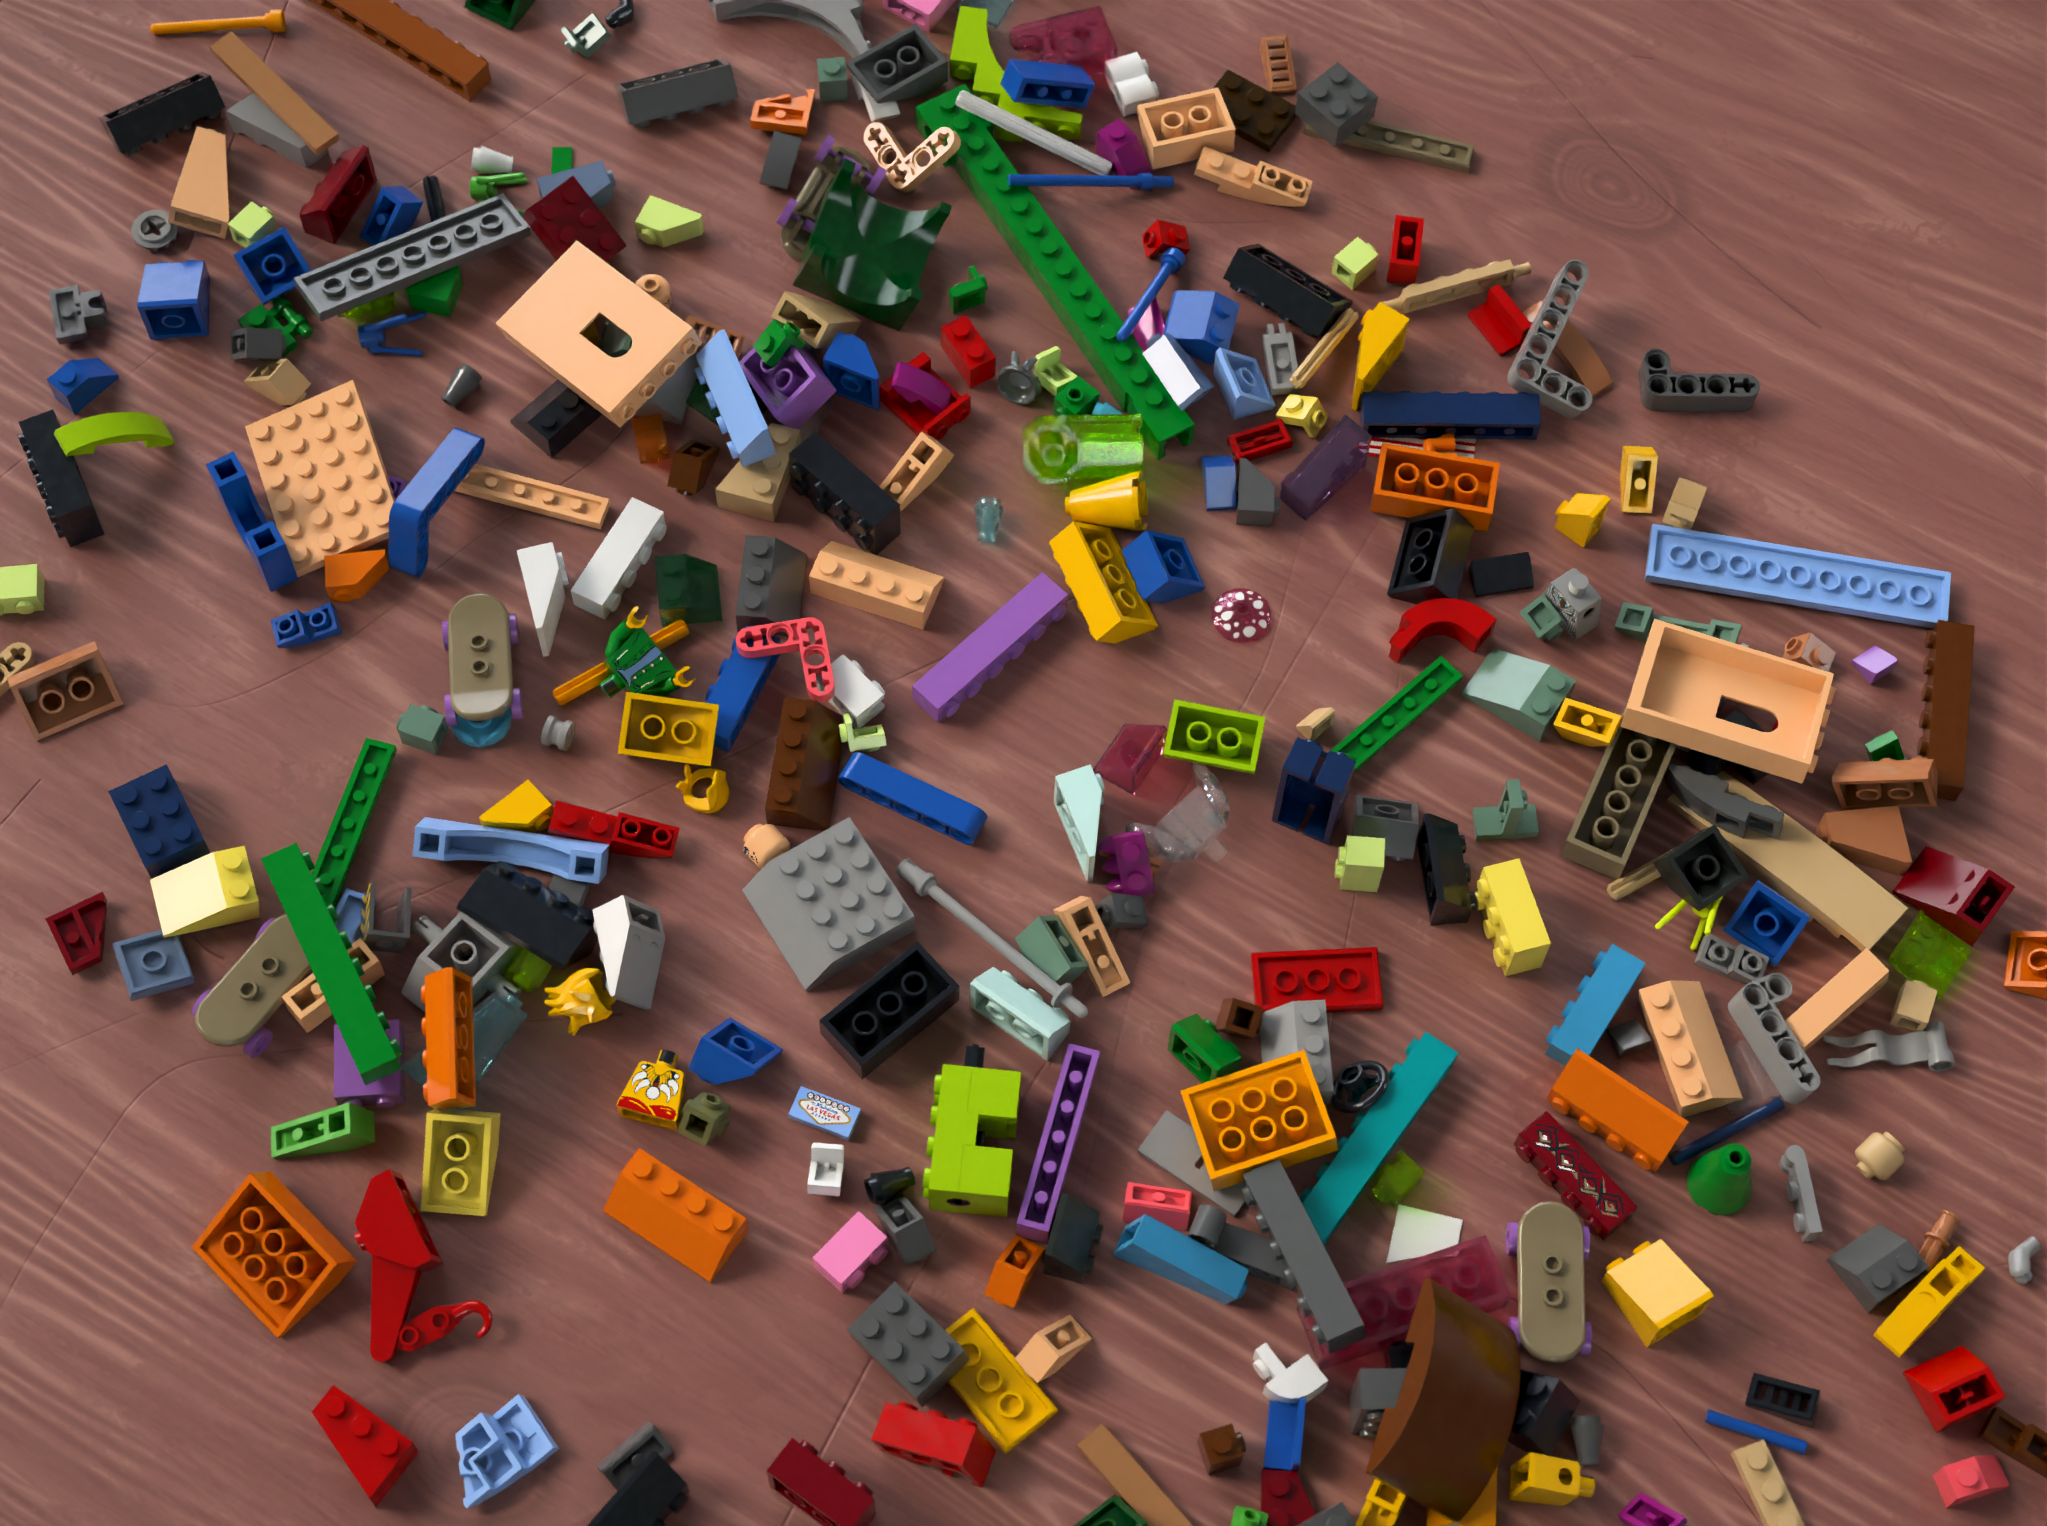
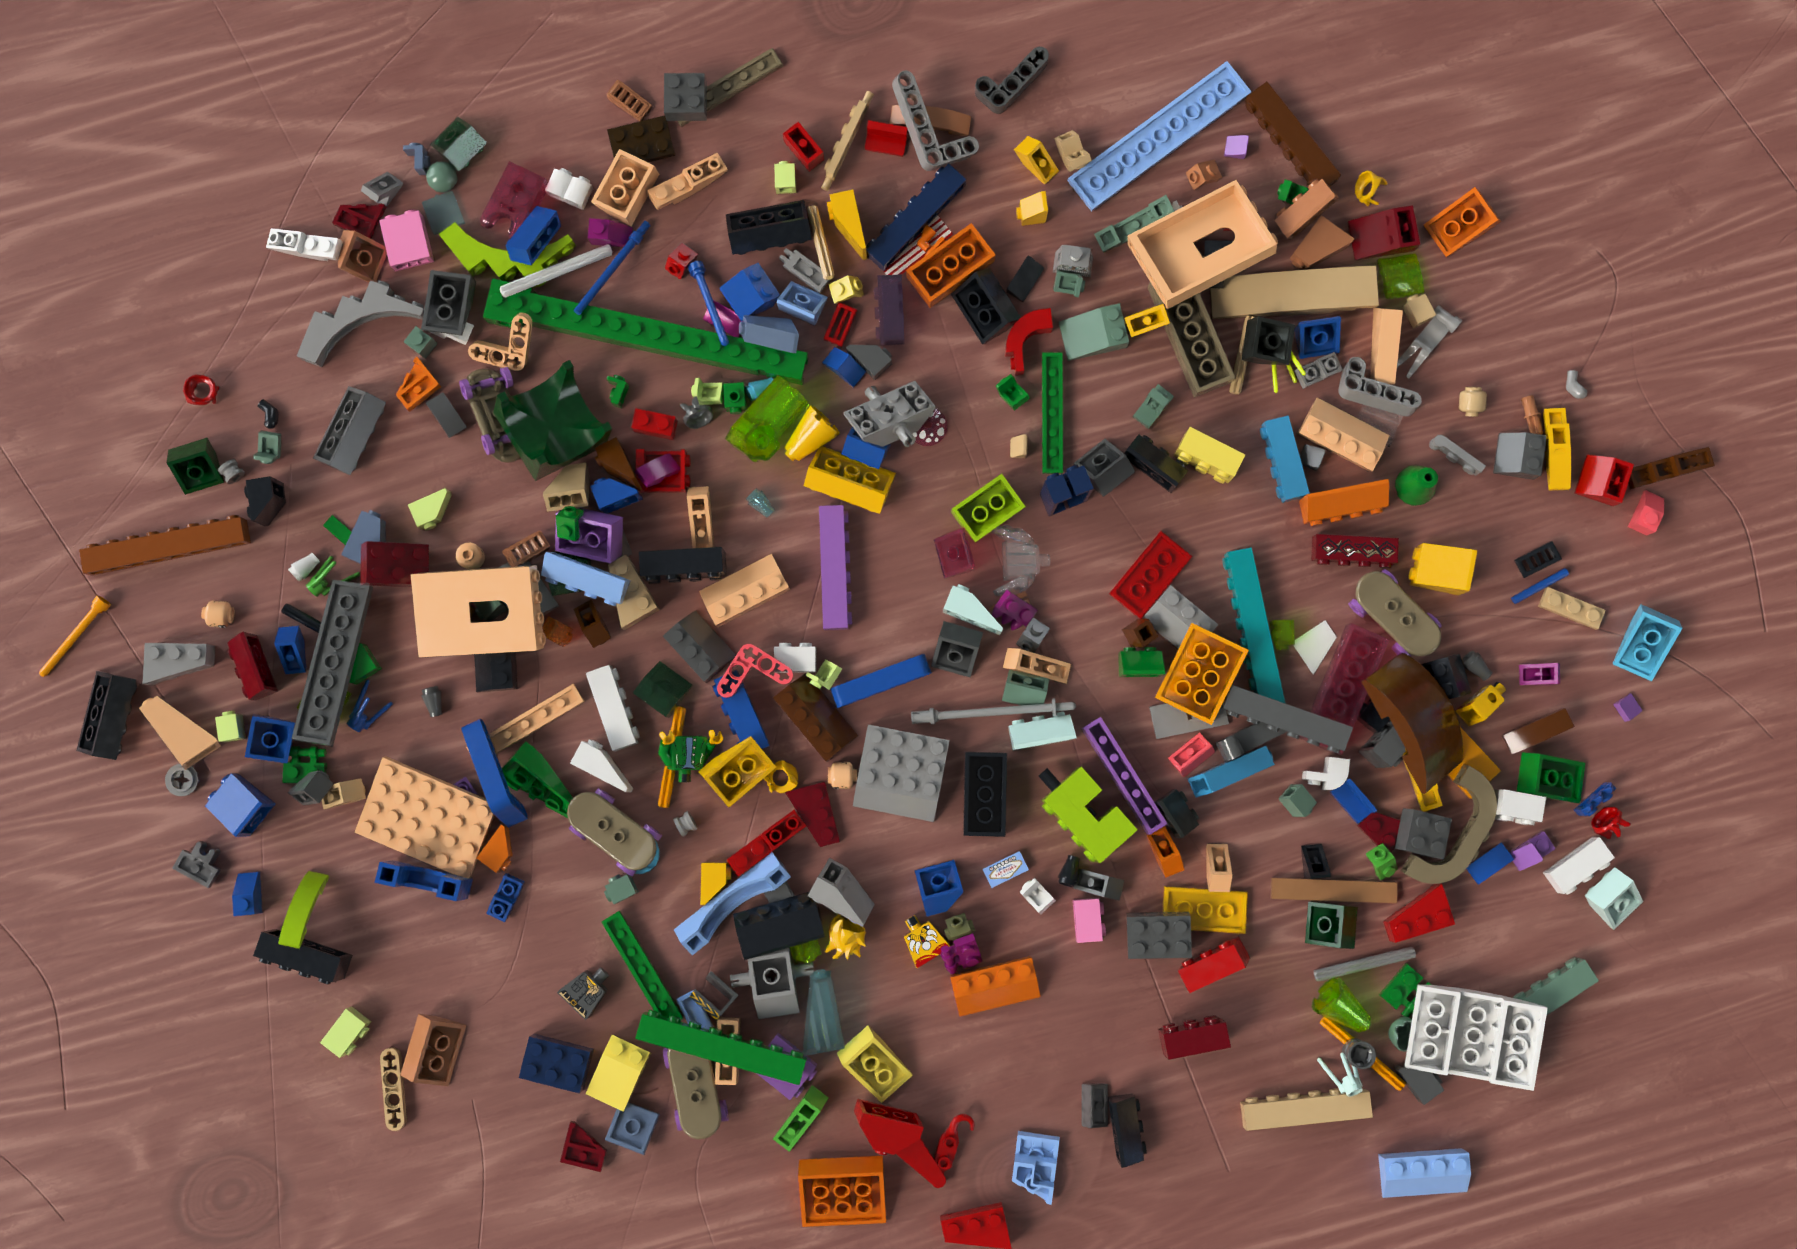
camera: 40 degrees left, 20 degrees up
(269, 787) = (585, 992): none -> torso
(274, 93) = (157, 650): medium nougat tile -> none
(365, 125) = (218, 614): none -> light nougat head
(449, 1040) = (817, 1026): orange slope -> none
(469, 537) = (533, 775): none -> green wedge
(528, 24) = (231, 471): none -> light grey wheel
(528, 69) = (265, 499): none -> black slope
(688, 1144) = (963, 953): none -> magenta plate
(698, 859) = (816, 812): none -> dark red wing
(891, 344) = (615, 461): none -> reddish brown slope
(1026, 845) = (956, 649): none -> dark grey slope
(1167, 1456) = (1314, 862): none -> black slope
(1211, 557) = (891, 415): none -> light grey slope
(1220, 1367) = (1297, 800): none -> sand green brick
(1221, 1448) = (1334, 836): reddish brown brick -> none
(1357, 1083) = (1213, 608): black piece -> none
(1360, 863) = (1116, 500): yellowish green brick -> none
(1366, 661) = (1012, 392): none -> green bracket
(1711, 801) = (1235, 301): dark grey slope -> none
(1726, 1131) = (1397, 452): dark blue bar -> none
(1987, 824) = (1362, 181): none -> yellow piece

